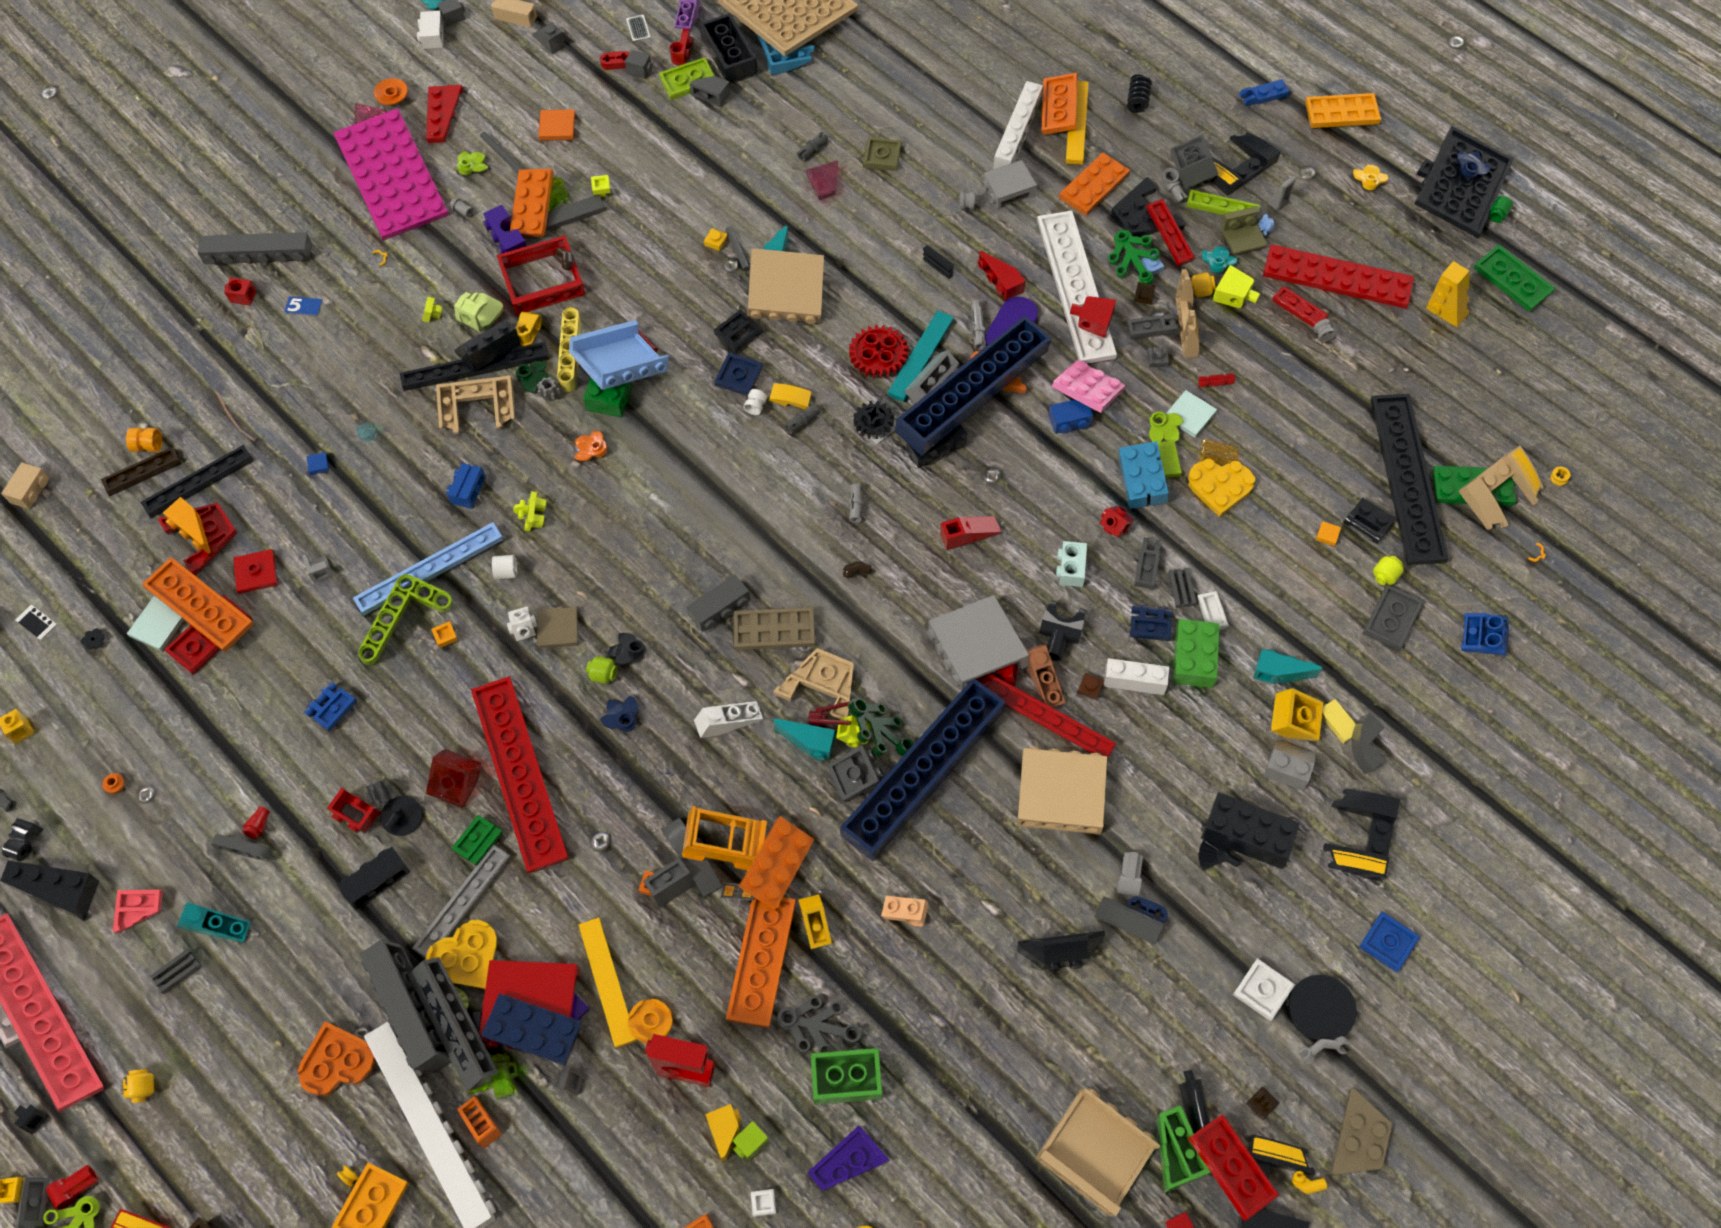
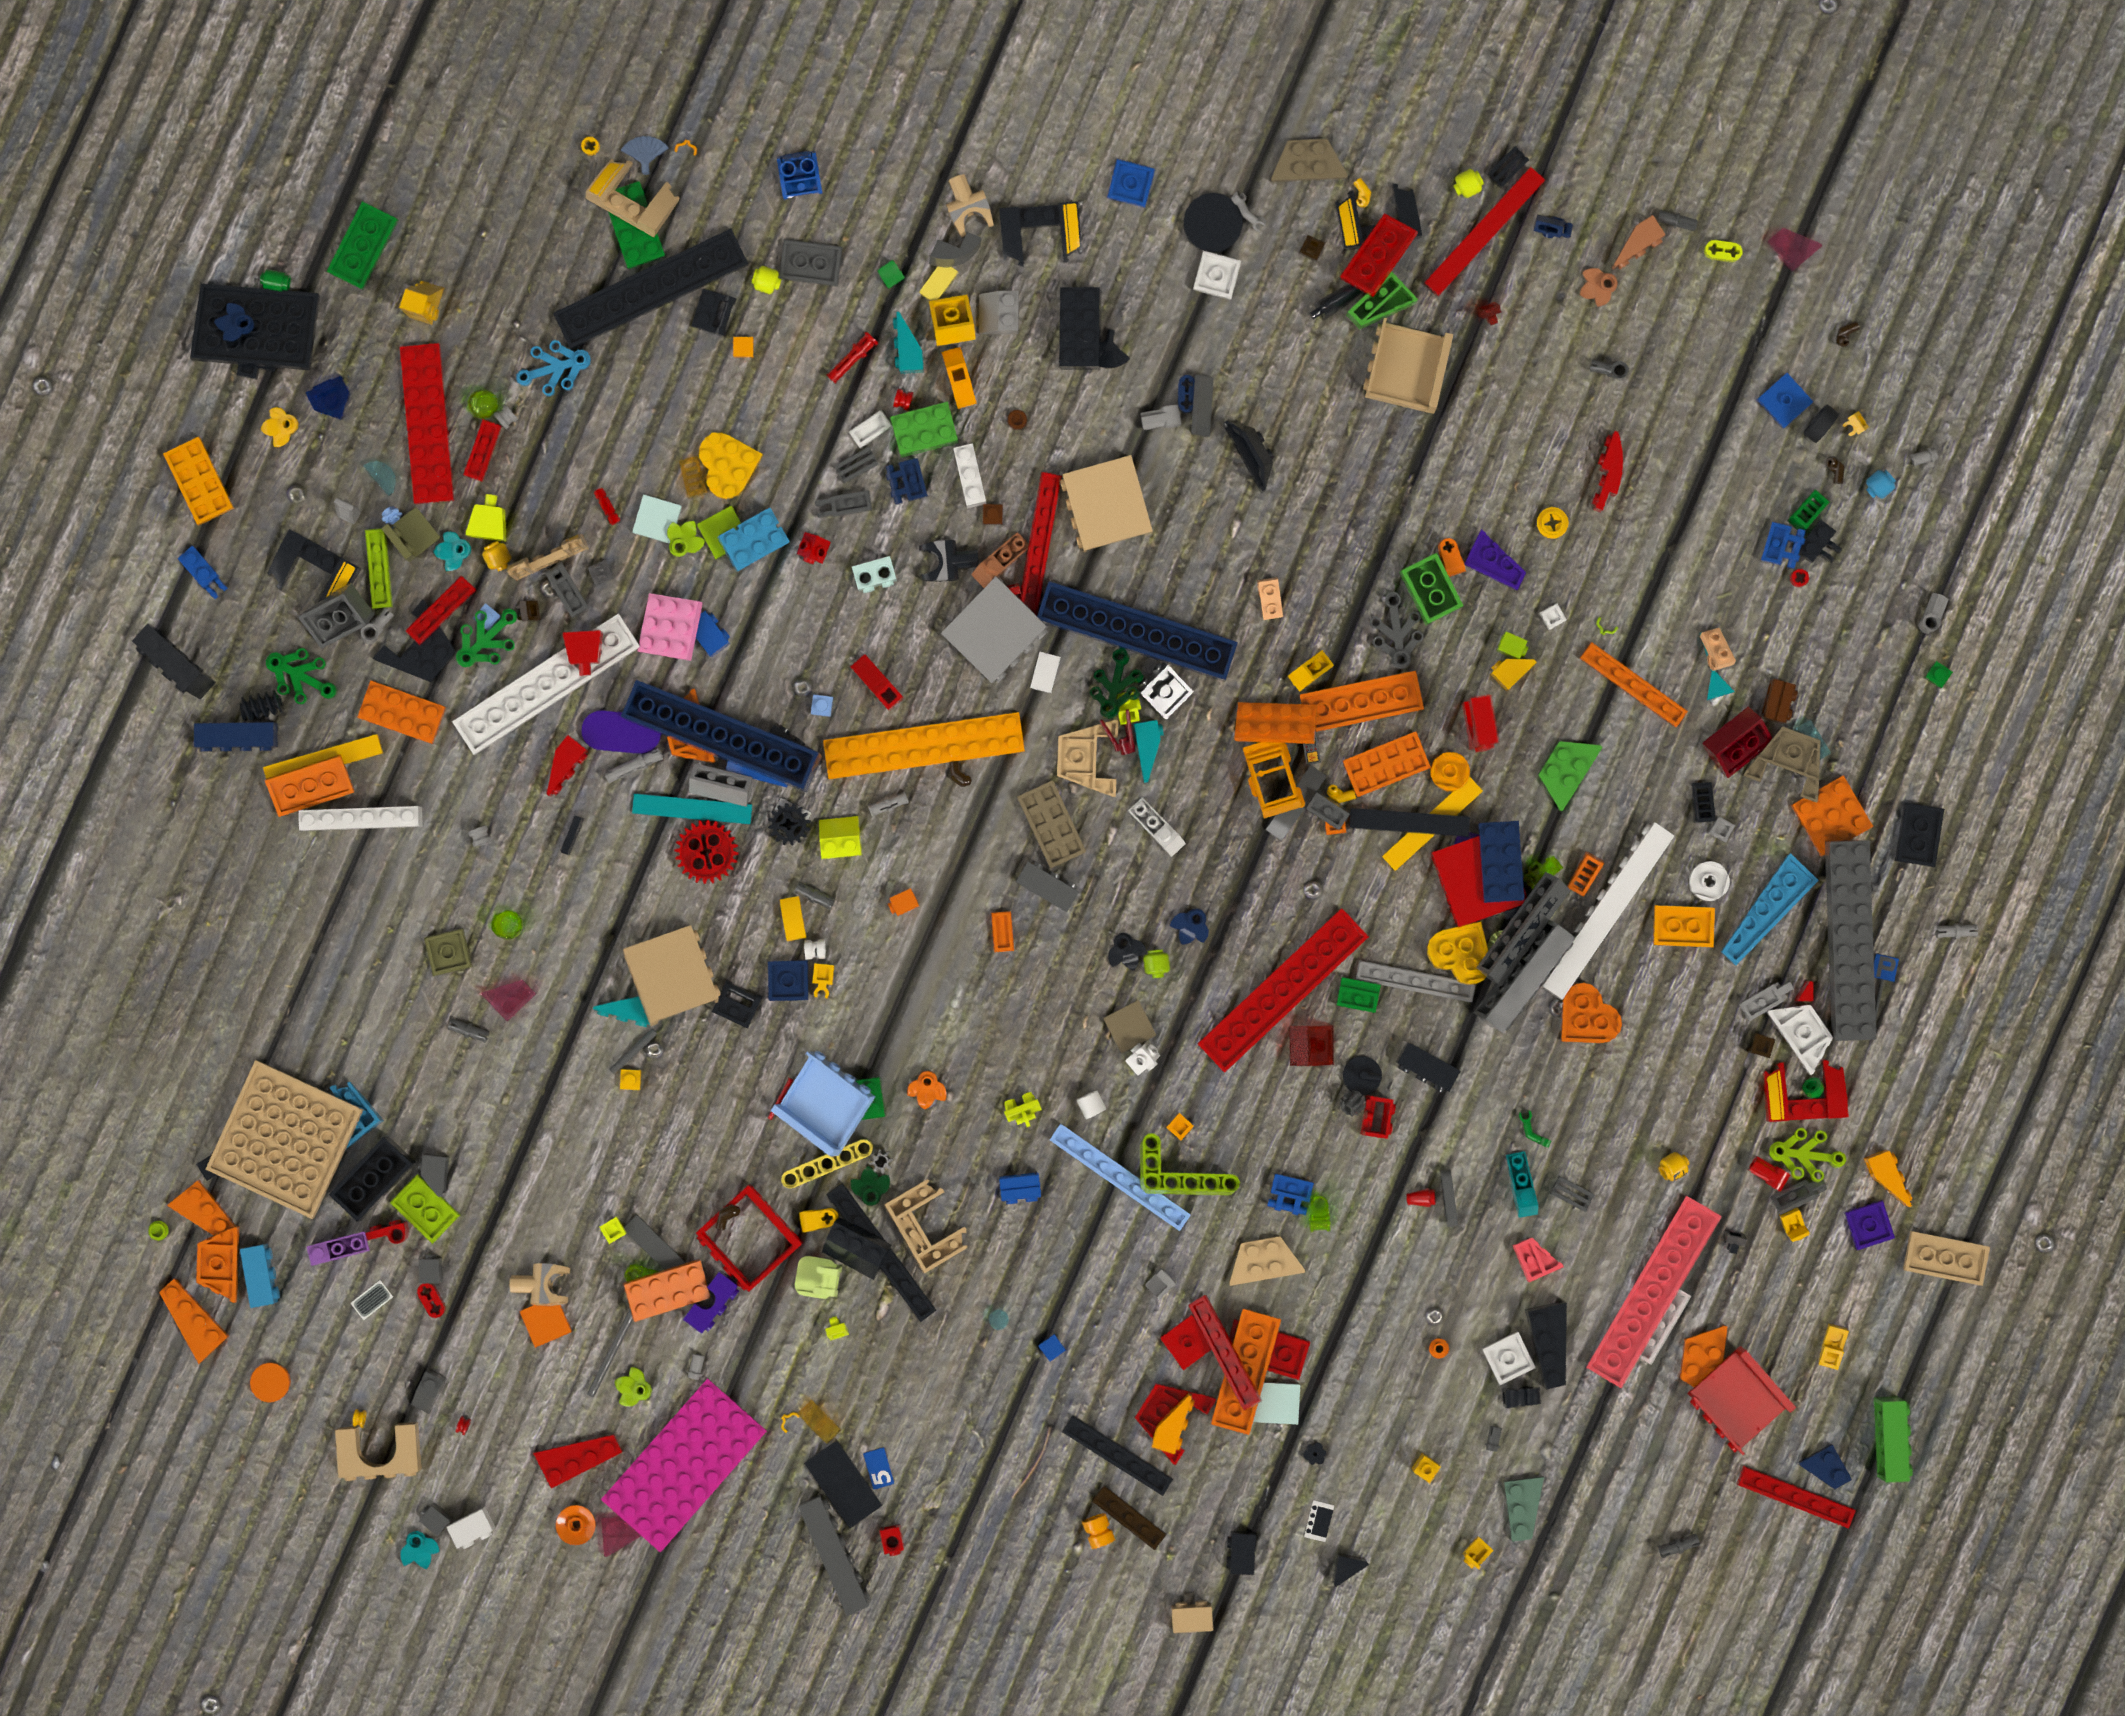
camera: 115 degrees left, 25 degrees up
(50, 545) = (1242, 1552): none -> black brick
(63, 843) = (1508, 1358): none -> white plate
(222, 590) = (1225, 1352): none -> red tile
(241, 962) = (1530, 1134): none -> green arm
(285, 662) = (1264, 1260): none -> tan wing
(295, 722) = (1319, 1215): none -> clear neon green piece
(306, 275) = (843, 1484): none -> black tile
(347, 1176) = (1670, 956): yellow bush -> none
(362, 274) = (819, 1421): none -> clear yellow slope
(509, 48) = (463, 1425): none -> red bush
(570, 1080) = (1525, 814): flat silver tile -> none
(586, 126) = (540, 1284): none -> tan connector
(595, 1148) = (1567, 769): none -> bright green wing
(617, 958) = (1409, 822): none -> black tile
(677, 901) = (1340, 796): none -> yellow arm
(687, 959) = (1386, 764): none -> orange plate
(697, 555) = (1002, 931): none -> orange tile
(727, 401) = (823, 976): none -> yellow plate
(761, 483) = (903, 902): none -> orange brick
(842, 453) = (840, 837): none -> neon yellow slope
(867, 1114) = (1451, 561): none -> orange piece
(884, 193) = (507, 925): none -> clear neon green hair
(895, 553) = (923, 745): none -> light orange plate
(920, 678) = (1045, 672): none -> white sticker
(968, 483) = (822, 705): none -> light blue plate
(1008, 183) = (441, 800): light grey panel -> none
(1121, 71) = (235, 736): none -> dark blue brick
(1168, 116) = (297, 674): none -> green plant
(1176, 742) = (1017, 419): none -> reddish brown tile
(1196, 49) = (172, 662): none -> black wedge
(1232, 646) = (903, 399): none -> red wheel
(1237, 701) = (959, 377): none -> light orange slope
(1292, 626) = (859, 350): none -> red pin
(1302, 232) = (383, 476): none -> clear light blue tile
(1342, 318) = (482, 404): none -> clear neon green hair
(1356, 382) = (557, 367): none -> dark azure plant
(1361, 680) = (890, 274): none -> green slope
(1385, 217) = (330, 397): none -> clear blue plate
(1411, 773) = (967, 204): none -> tan connector
(1544, 517) = (644, 150): none -> sand blue hand

